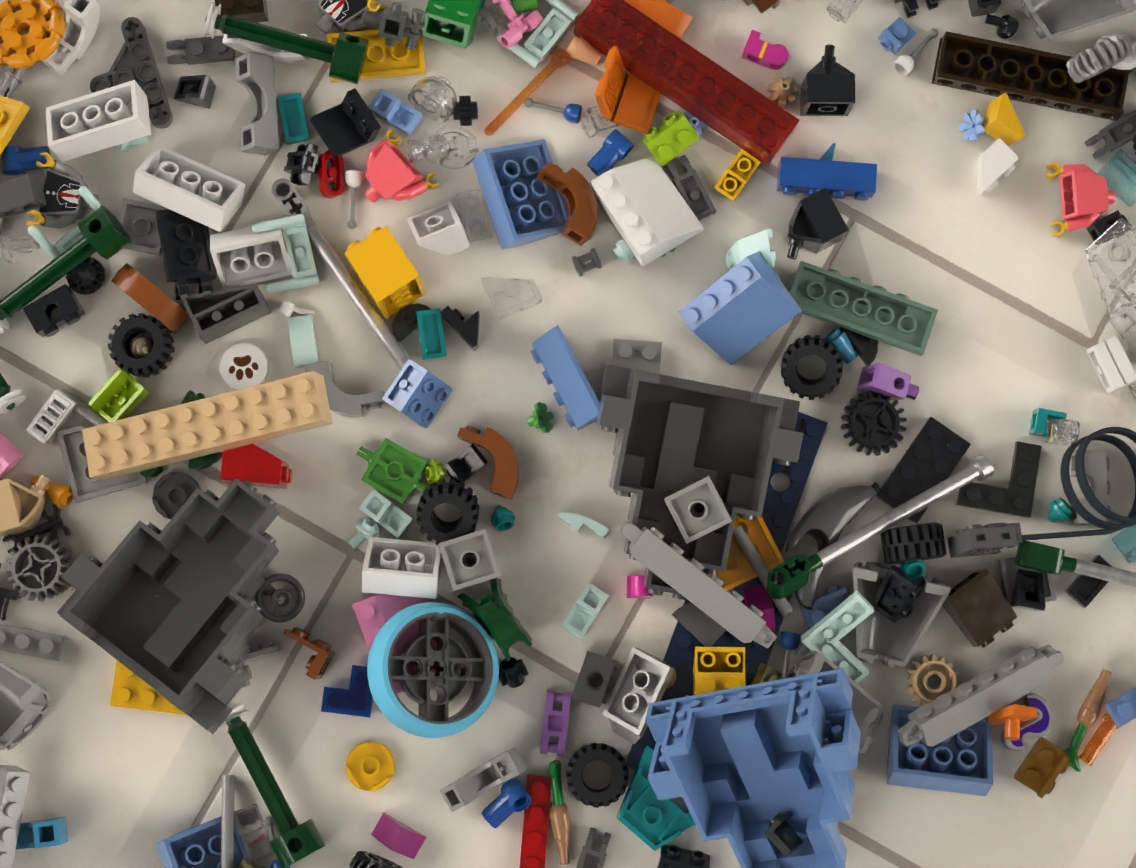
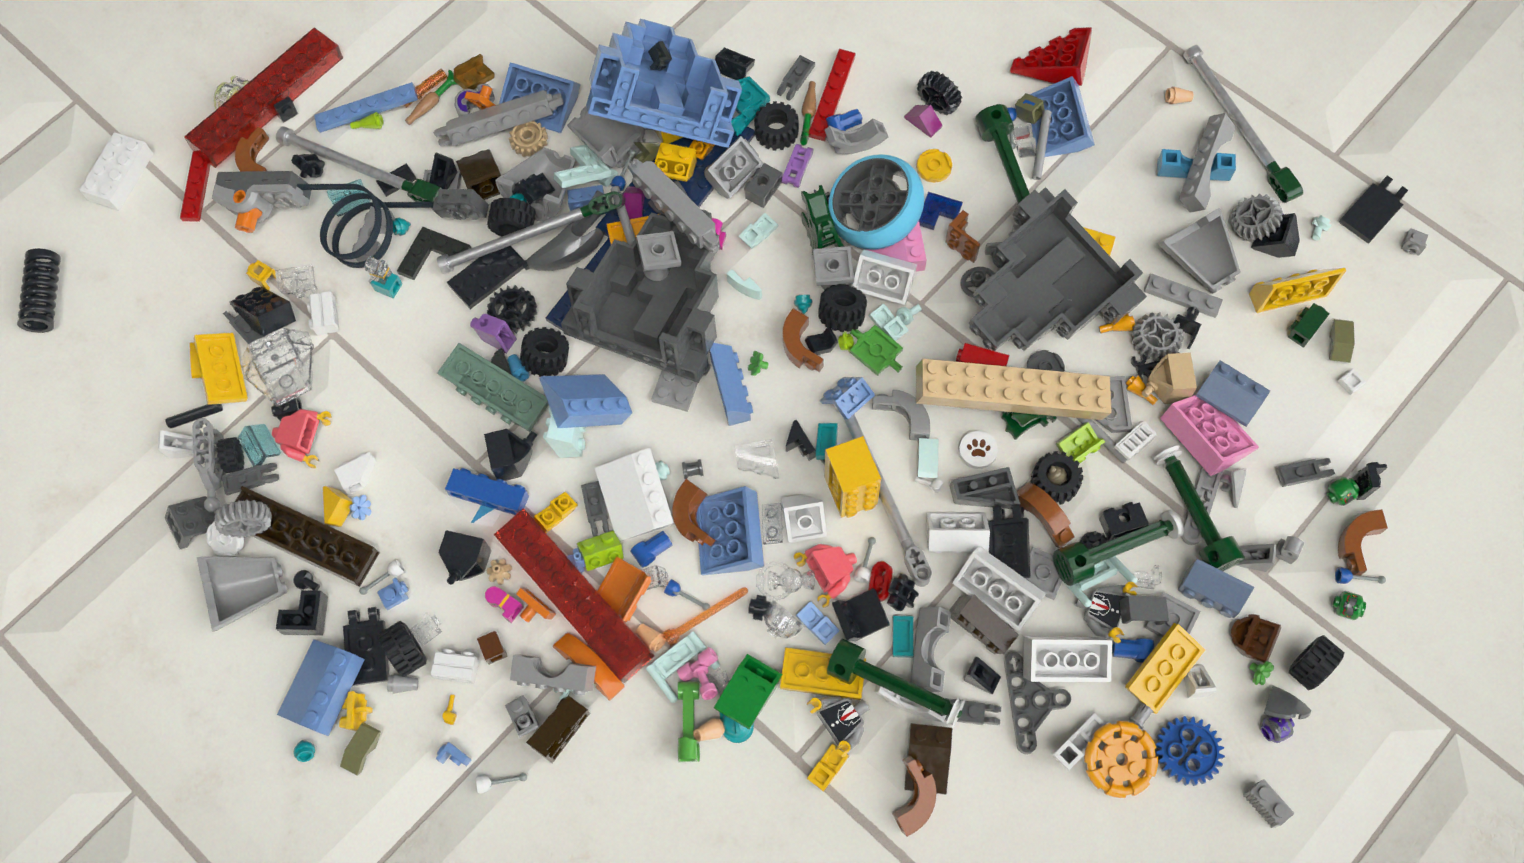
camera: 160 degrees left, 15 degrees down
(204, 146) = (983, 624): none -> wedge
(298, 250) = (918, 524): light aqua plate -> none
(393, 24) = (800, 684): dark grey piece -> none
(728, 56) = (534, 606): none -> orange tile

